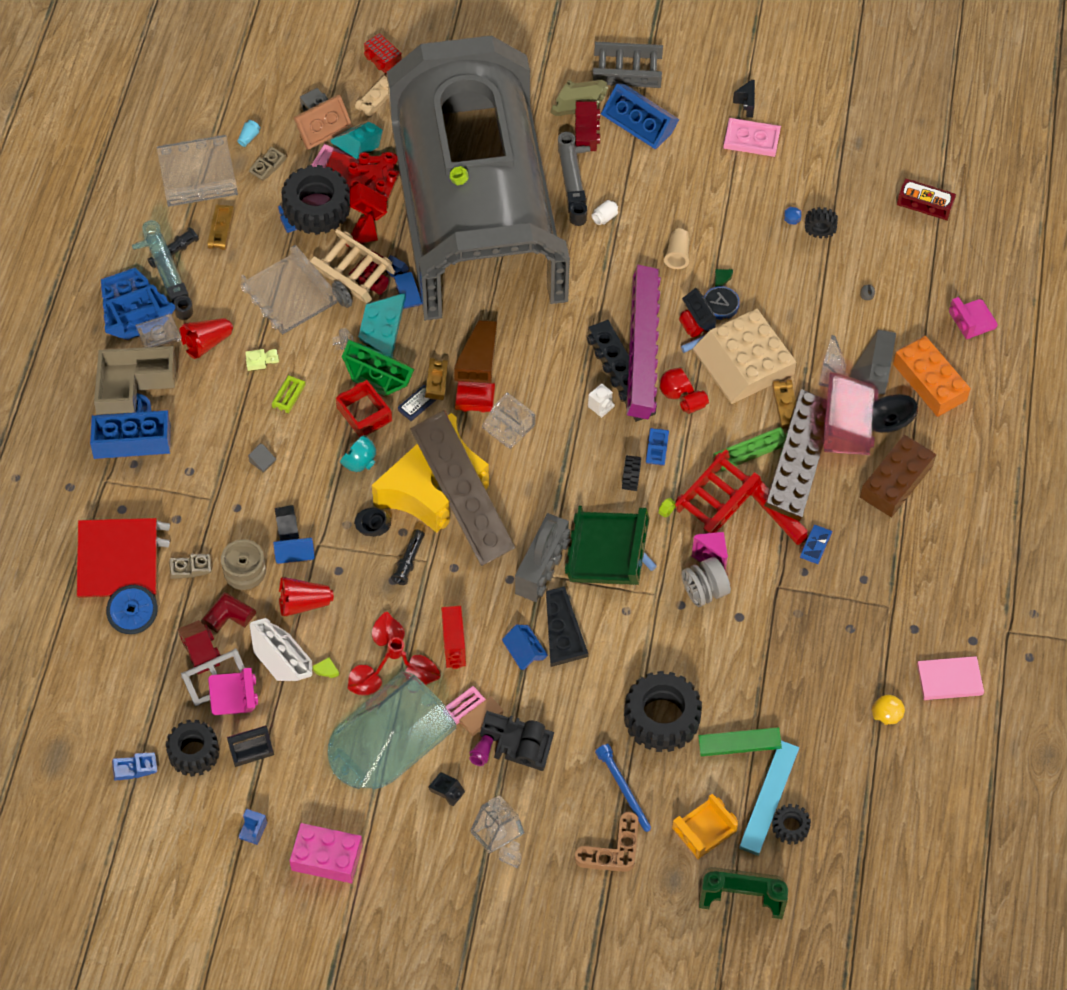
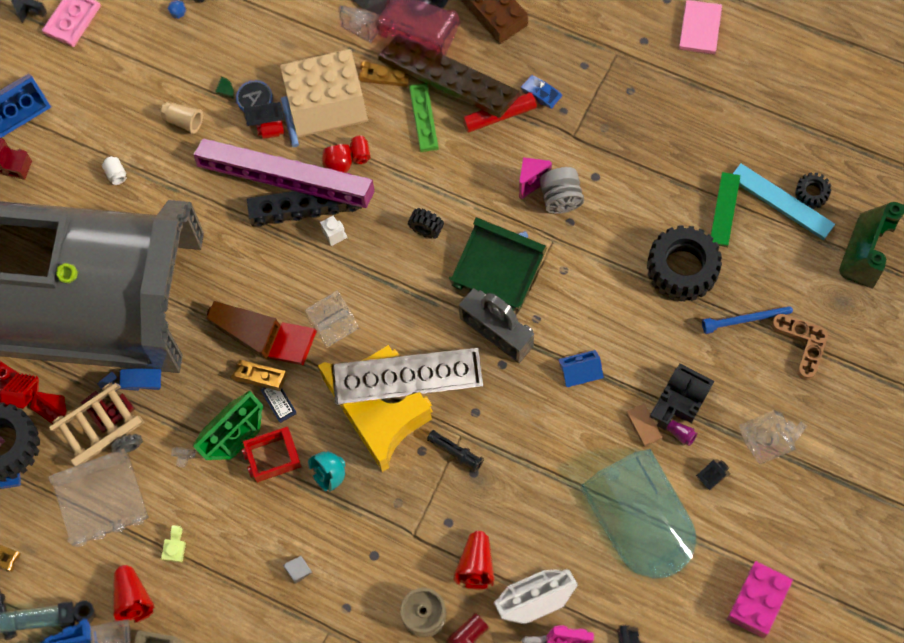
camera: 70 degrees left, 10 degrees up
(282, 406) = (239, 537): lime tile -> none
(286, 523) = (383, 560): black slope -> none
(294, 550) = (417, 560): blue slope -> none
(326, 668) = (557, 557): lime tile -> none
(372, 522) = (406, 475): black hat -> none
(382, 323) = (174, 413): teal wing -> none
(390, 632) = (532, 492): red plant -> none
(453, 637) = (562, 427): red window -> none
(461, 698) = (625, 448): bright pink tile -> none
(564, 634) = (576, 329): black wing -> none
(572, 178) = (87, 192): dark grey piece -> none
(657, 446) = (396, 196): blue slope -> none
(666, 507) = (468, 204): lime tile -> none
(706, 826) = (800, 260): light orange panel -> none
(724, 511) = (480, 139): red fence -> none
(888, 709) = (719, 83): yellow hair -> none

